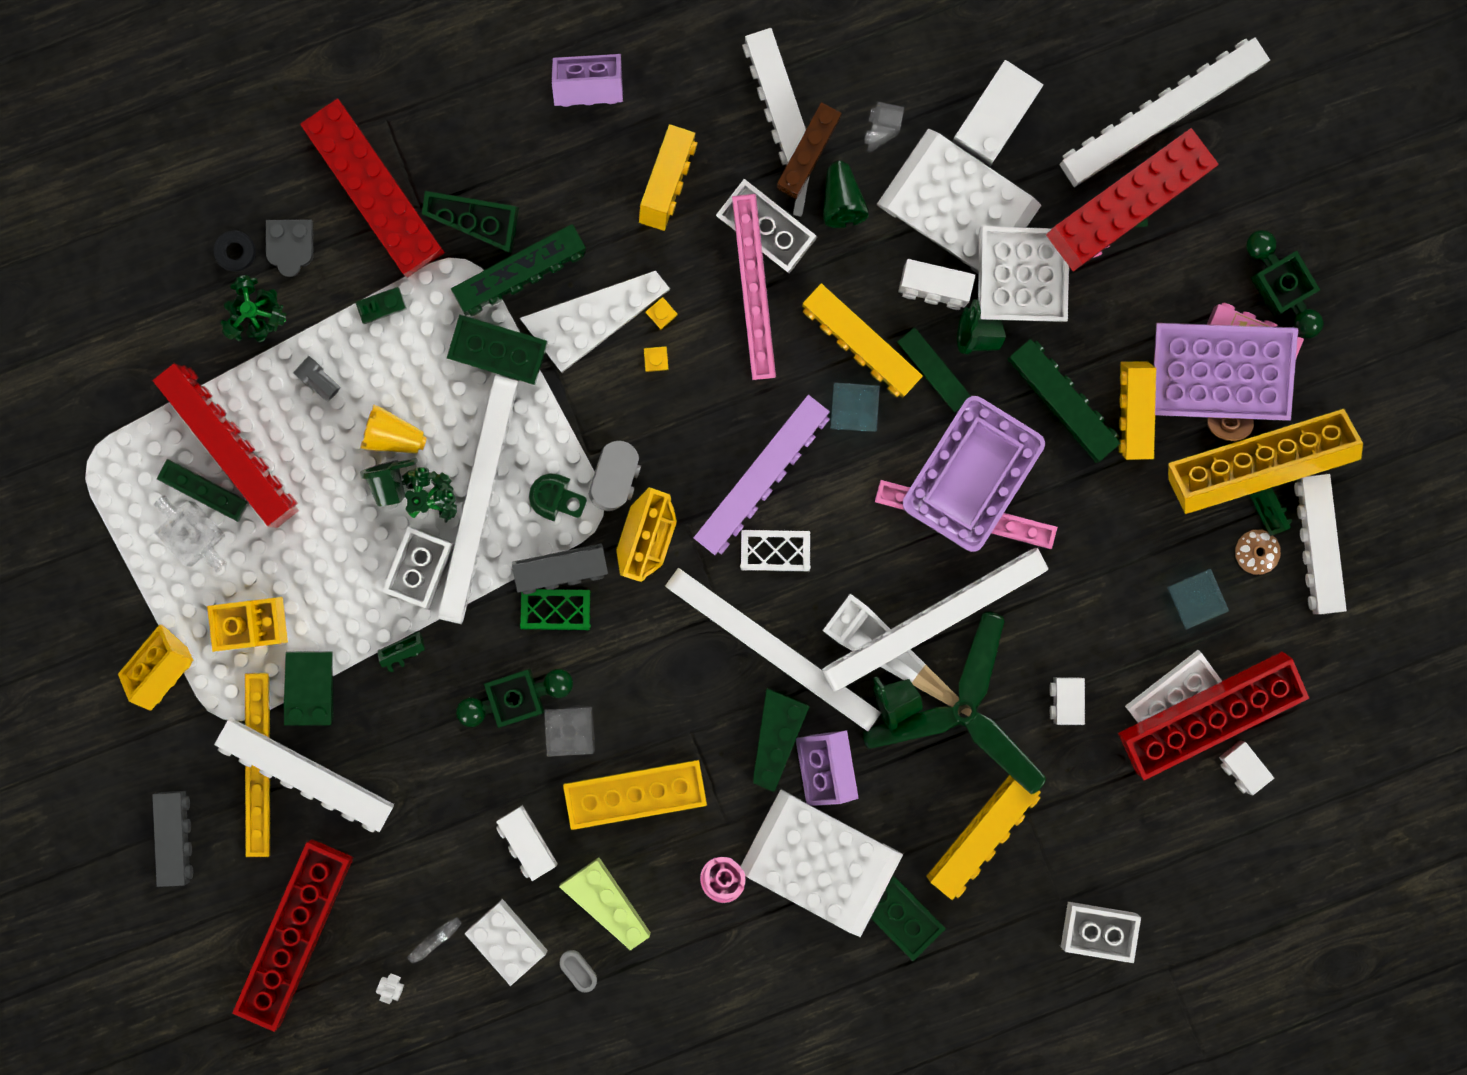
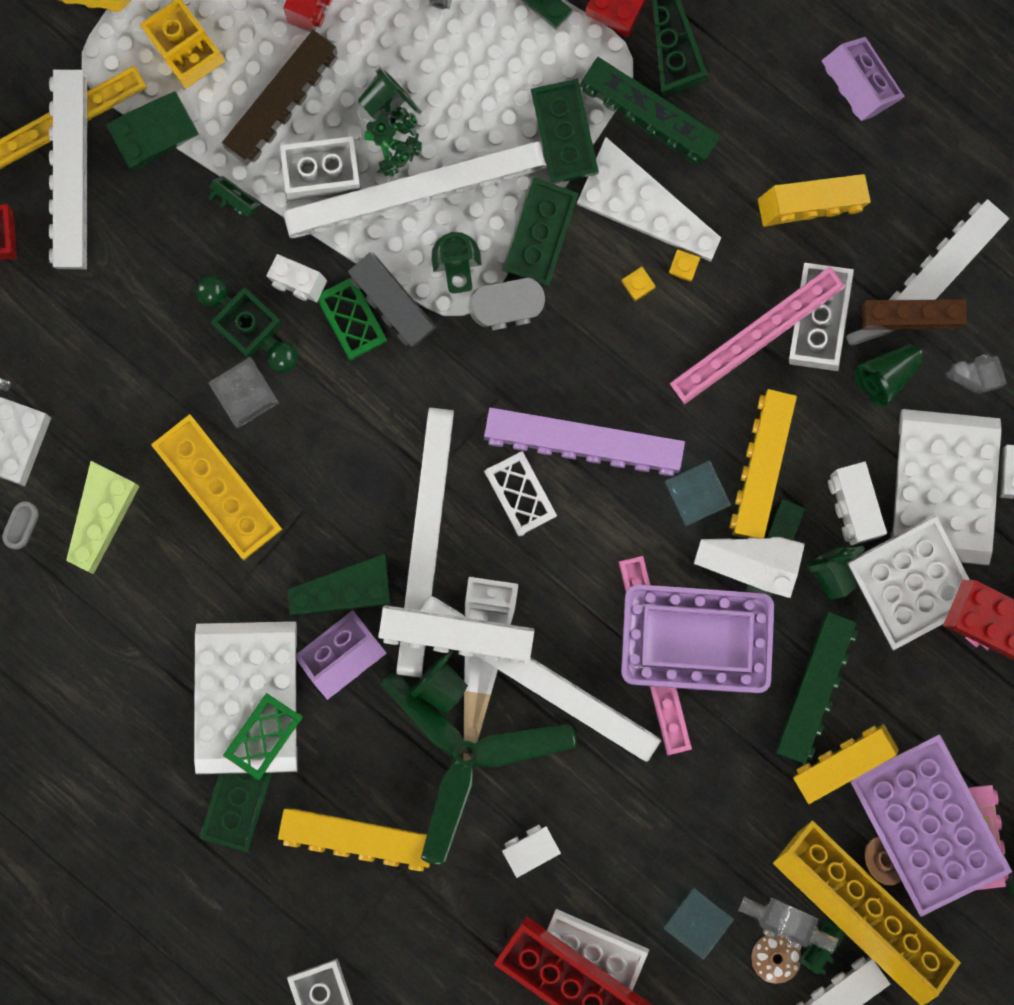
camera: 55 degrees right, 5 degrees down
(340, 568) = (280, 98): none -> dark brown brick
(390, 433) = (432, 76): yellow cone -> none
(498, 637) = (297, 278): none -> white brick
(526, 843) = (115, 410): white brick -> none
(569, 416) = (540, 231): none -> dark green plate
(646, 535) = (467, 363): yellow wedge -> none
(722, 879) = (180, 611): bright pink cone -> none
(853, 885) = (255, 717): none -> green window
(866, 667) = (456, 633): none -> white brick
(941, 389) = (762, 563): none -> white wedge
(1239, 527) = (789, 923): none -> clear brick

